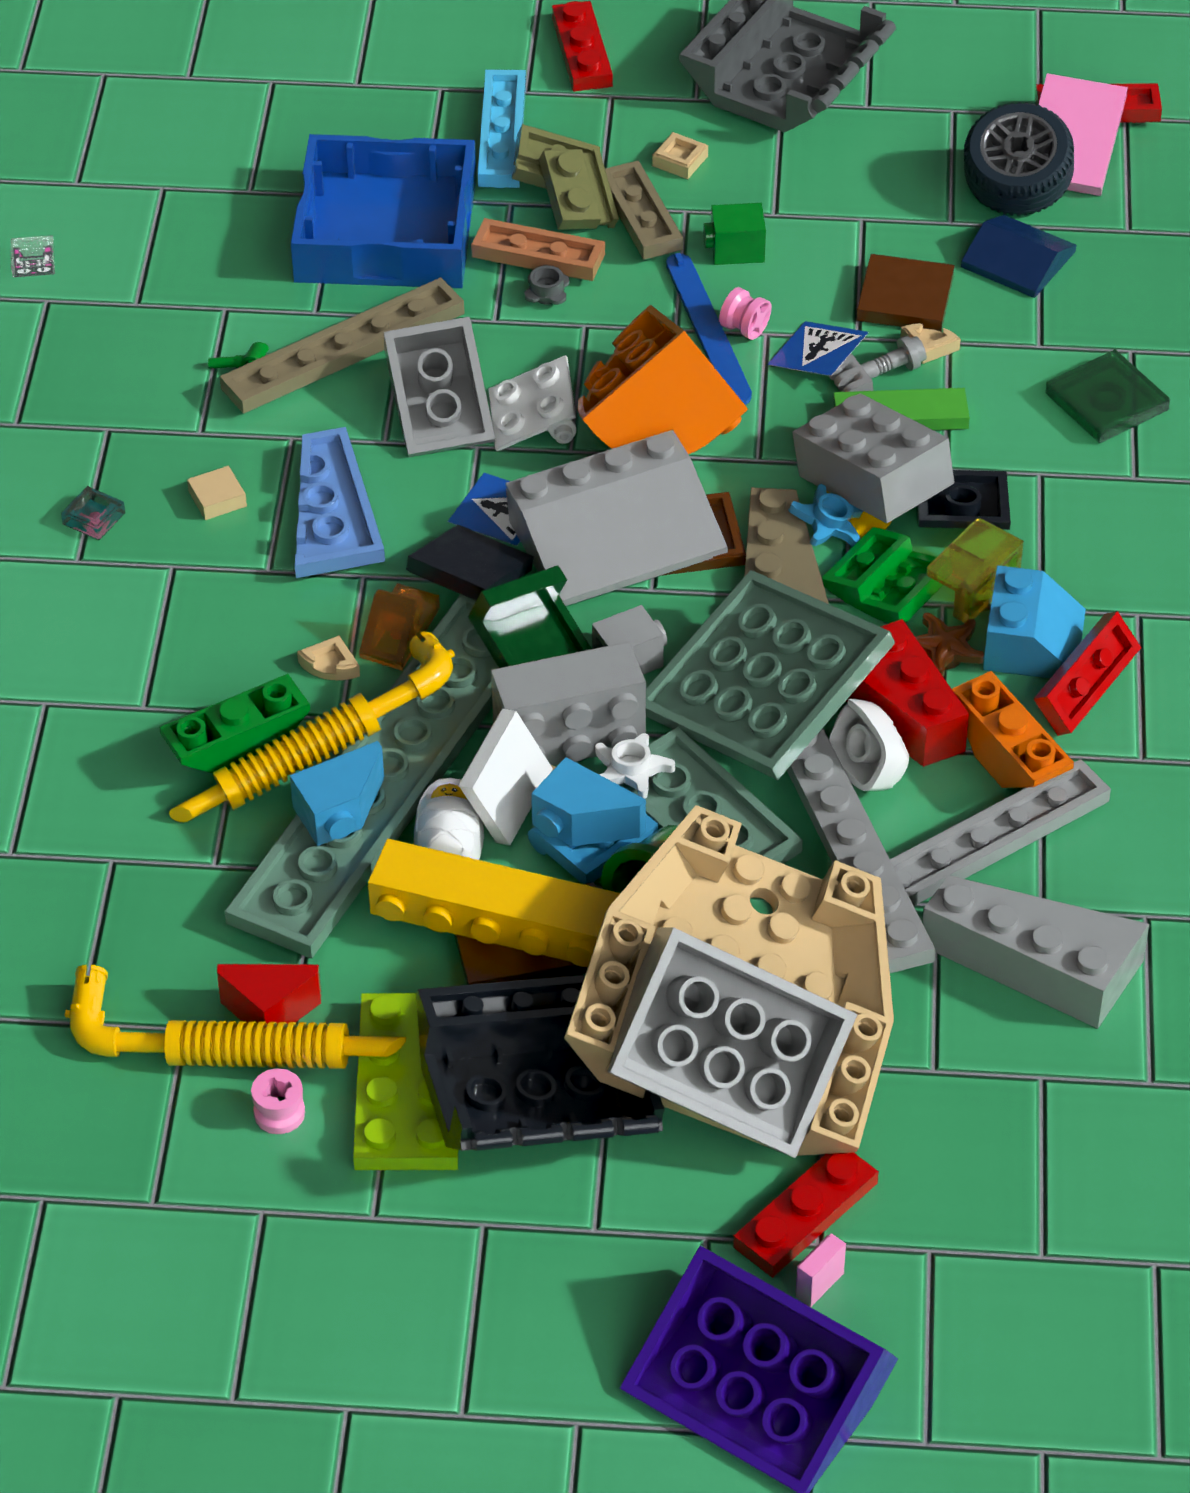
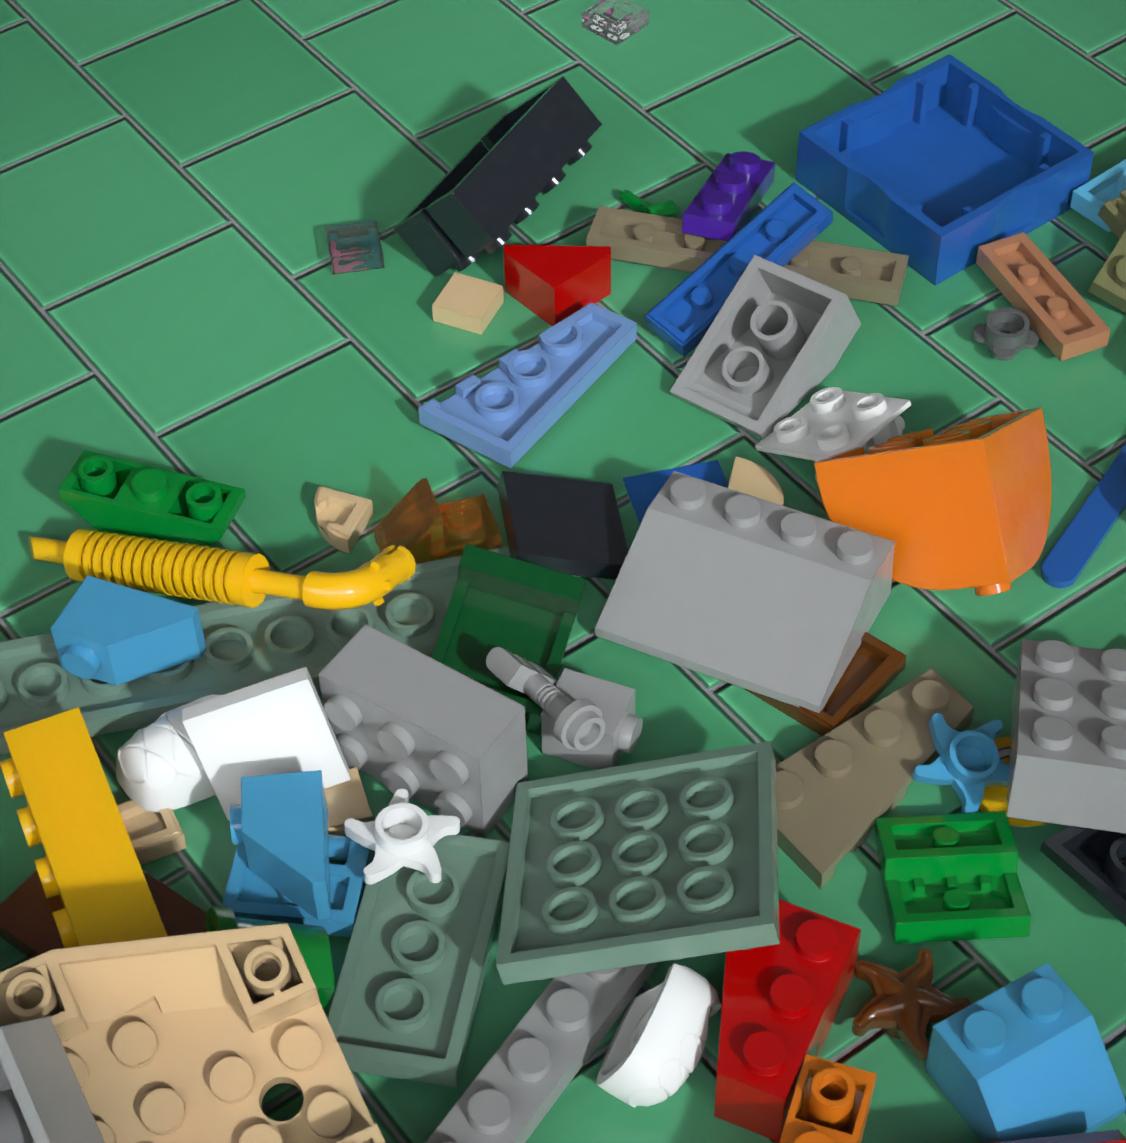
camera: 50 degrees right, 0 degrees up
(150, 398) = (499, 186): none -> black piece
(254, 439) = (556, 278): none -> red slope
(288, 315) = (728, 196): none -> dark purple plate
(361, 353) = (772, 234): none -> blue tile
(527, 464) = (755, 481): none -> tan tile
(649, 638) = (576, 724): none -> light grey hinge
(972, 563) = (1065, 930): clear yellow panel -> none

